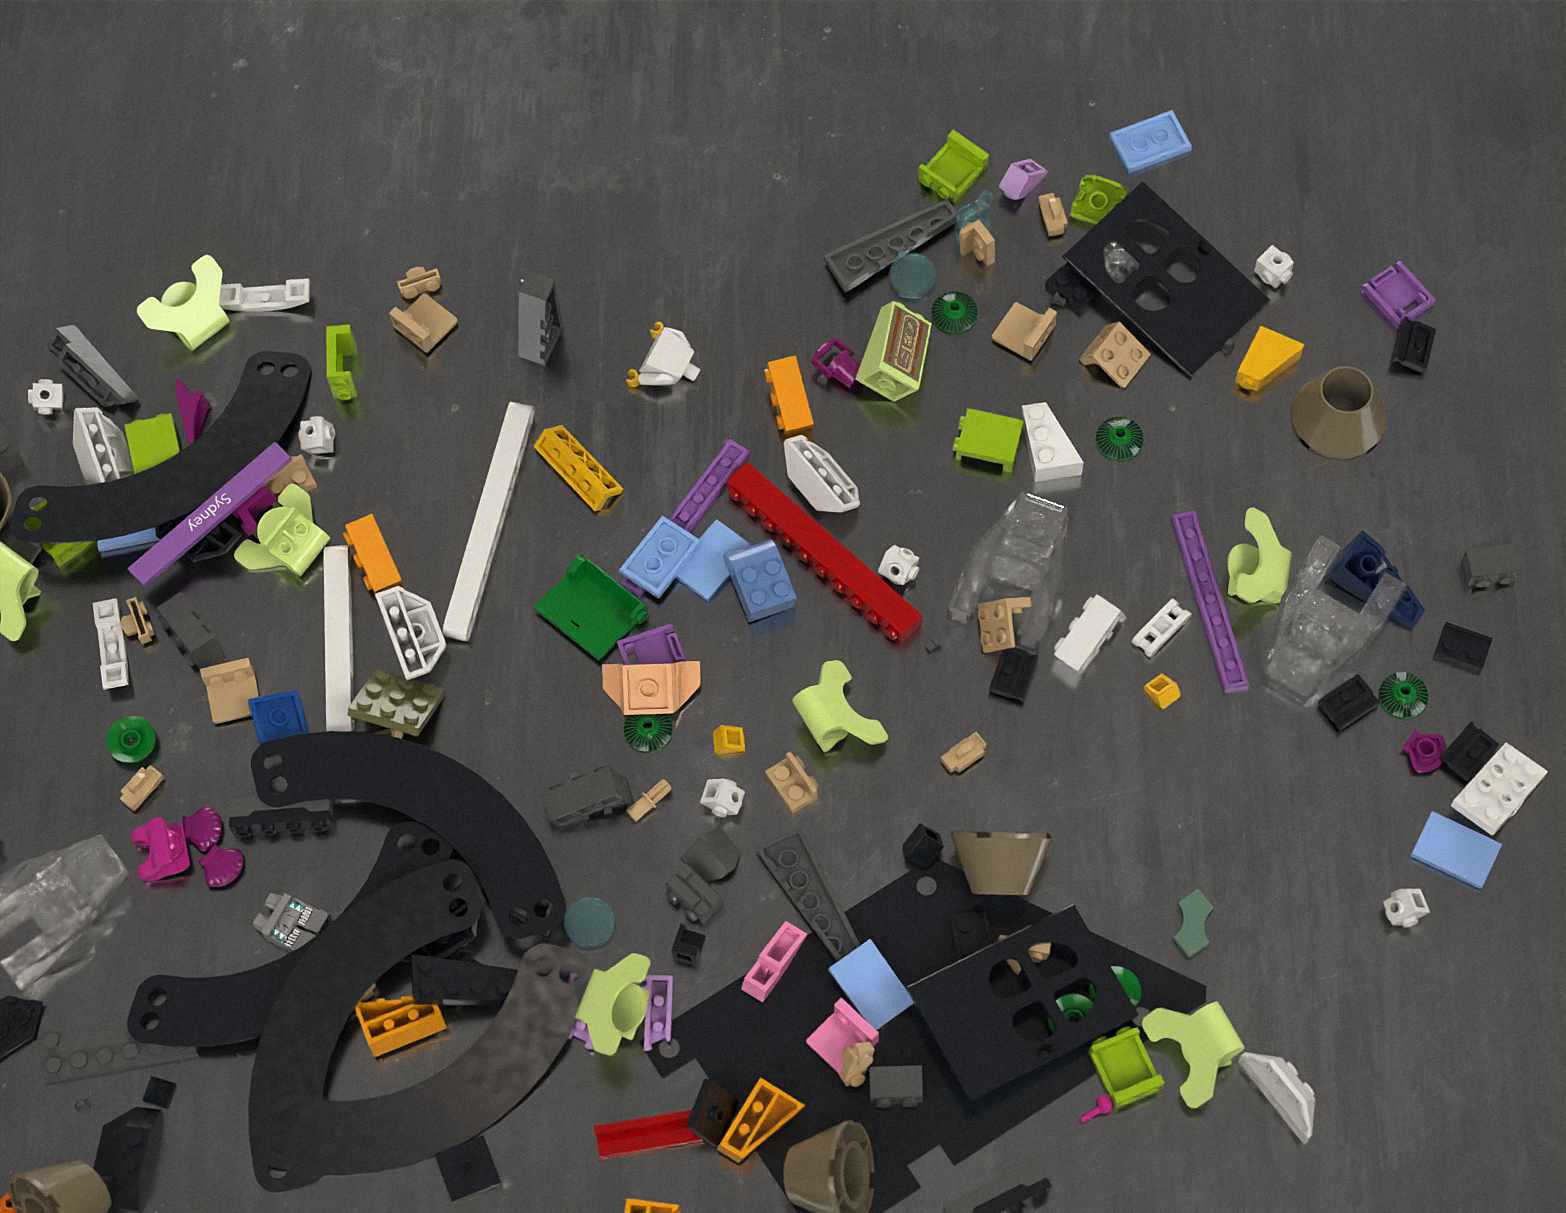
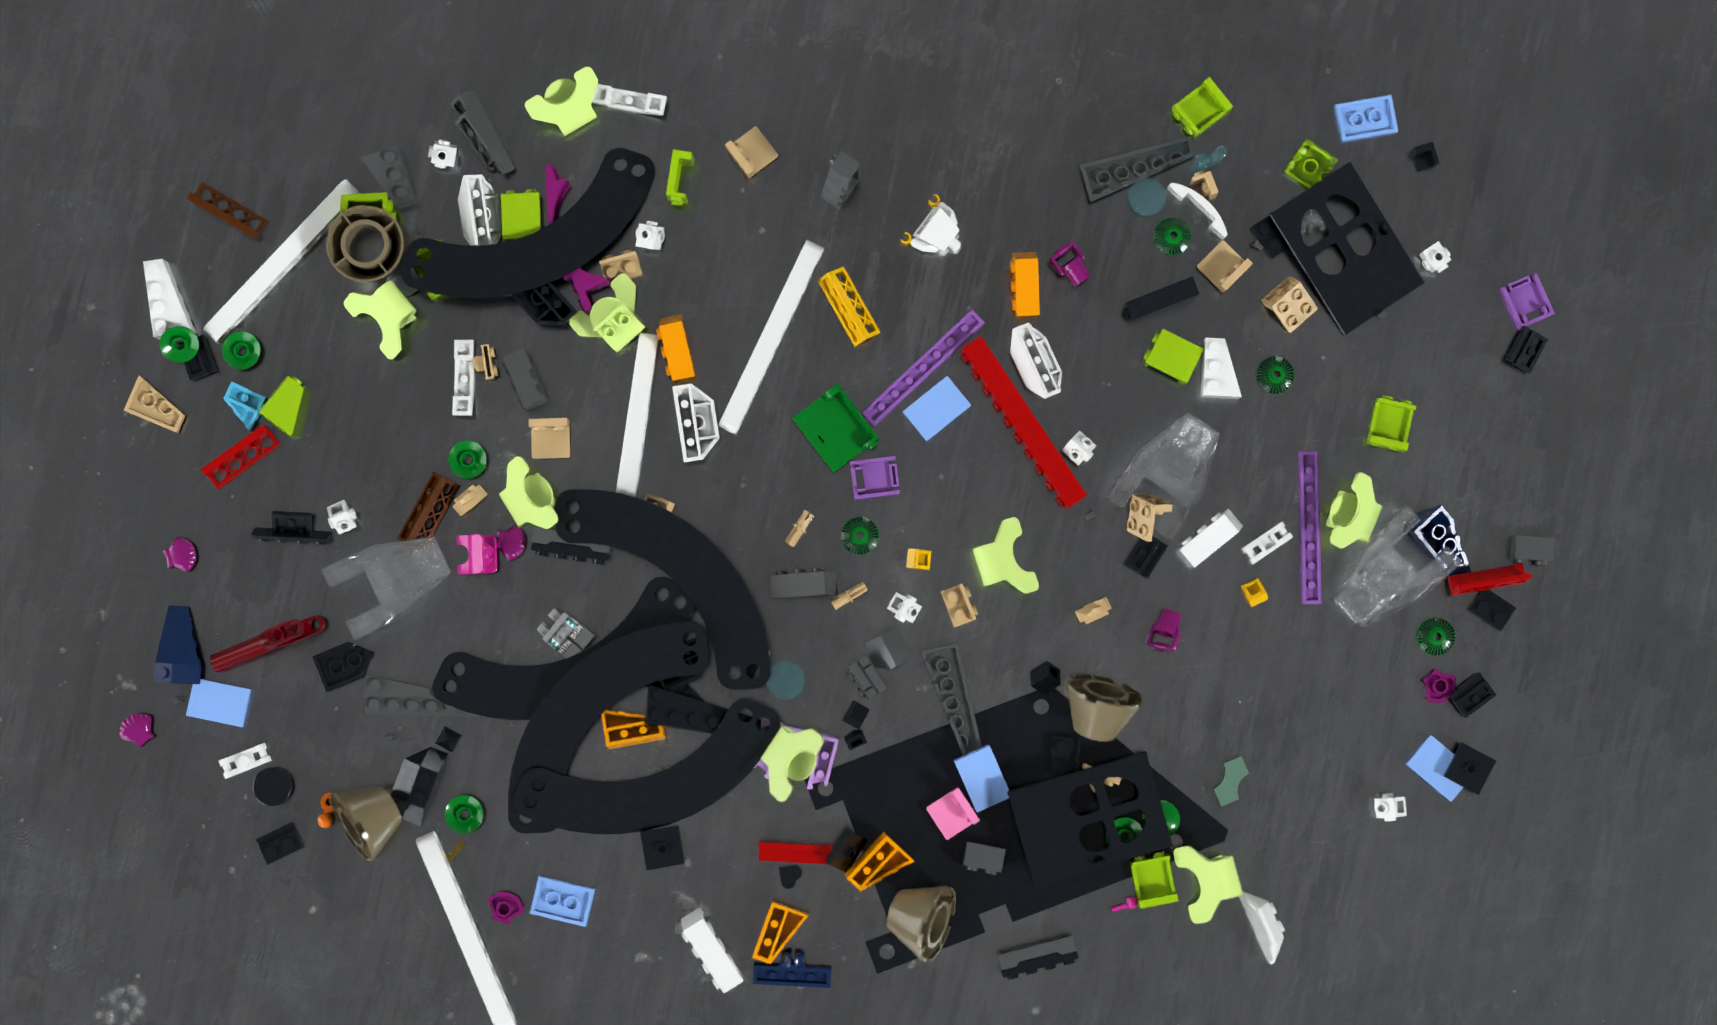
camera: 10 degrees right, 20 degrees up
(85, 804) = (431, 493): none -> reddish brown fence
(188, 1170) = (454, 816): none -> green dish
(209, 514) = (556, 291): medium lavender tile -> none
(213, 767) = (529, 497): none -> yellowish green piece
(221, 865) = (520, 575): magenta animal -> none
(277, 716) = (581, 466): blue tile -> none
(396, 702) = (671, 478): olive plate -> none
(419, 282) = (752, 115): tan piece -> none
(568, 734) = (799, 528): none -> tan axle
(644, 1167) = (789, 875): none -> black tile
(651, 687) = (866, 507): light nougat piece -> none
(660, 556) = (897, 399): light blue tile -> none
(695, 975) = (855, 739): none -> black slope
(760, 580) = (970, 435): medium blue brick -> none
(773, 961) = (915, 742): bright pink slope -> none
(855, 1063) = (958, 836): tan piece -> none
(895, 352) = (1118, 267): slope -> none
(953, 259) = (1181, 192): none -> white slope
(959, 378) = (1161, 299): none -> black slope
(1021, 178) = (1255, 131): lavender slope -> none
(1052, 214) = (1271, 168): tan piece -> none
(1062, 753) = (1166, 626): none -> magenta piece
(1230, 165) = (1425, 156): none -> black panel
(1267, 358) = (1407, 334): yellow slope -> none
(1275, 461) = (1390, 423): none -> lime panel
(1335, 431) = (1432, 404): dark tan cone -> none
(1349, 702) = (1393, 635): black plate -> none
(1448, 611) = (1488, 579): none -> red fence
(1494, 850) = (1469, 768): none -> black plate
(1499, 789) = (1485, 731): white plate -> none

